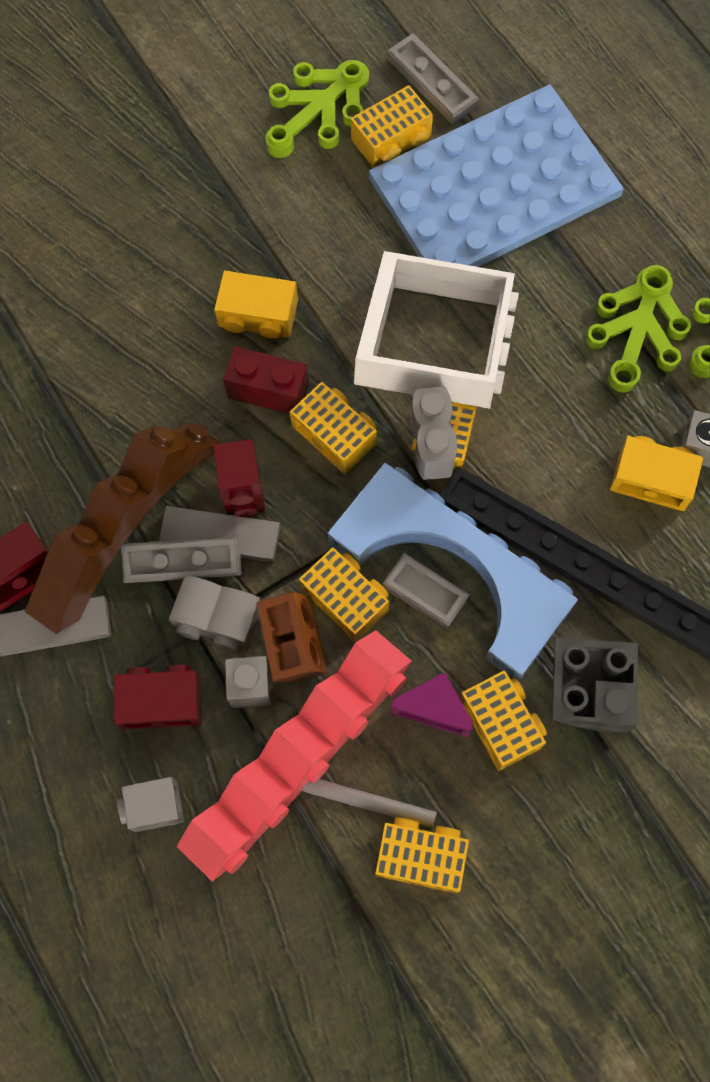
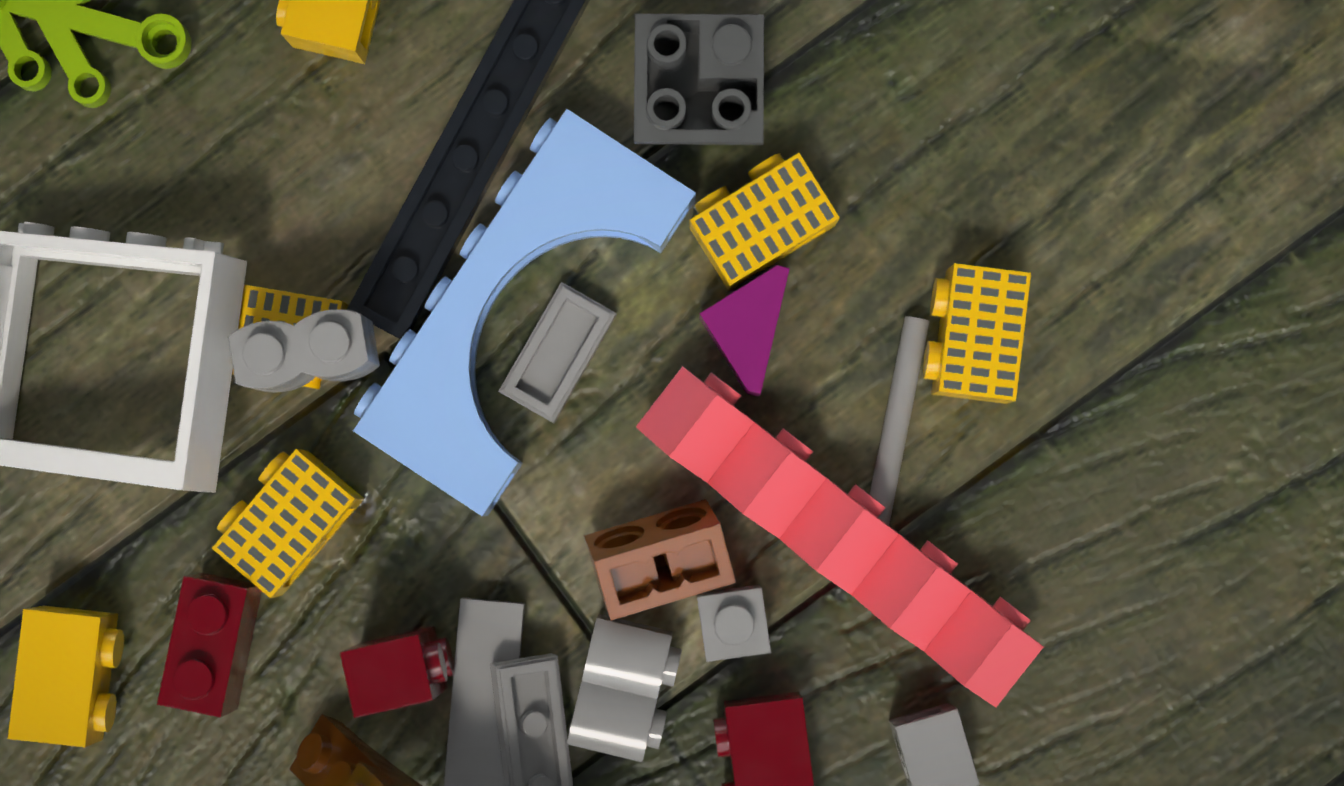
camera: 90 degrees left, 15 degrees up
(345, 593) = (575, 481): yellow brick -> none

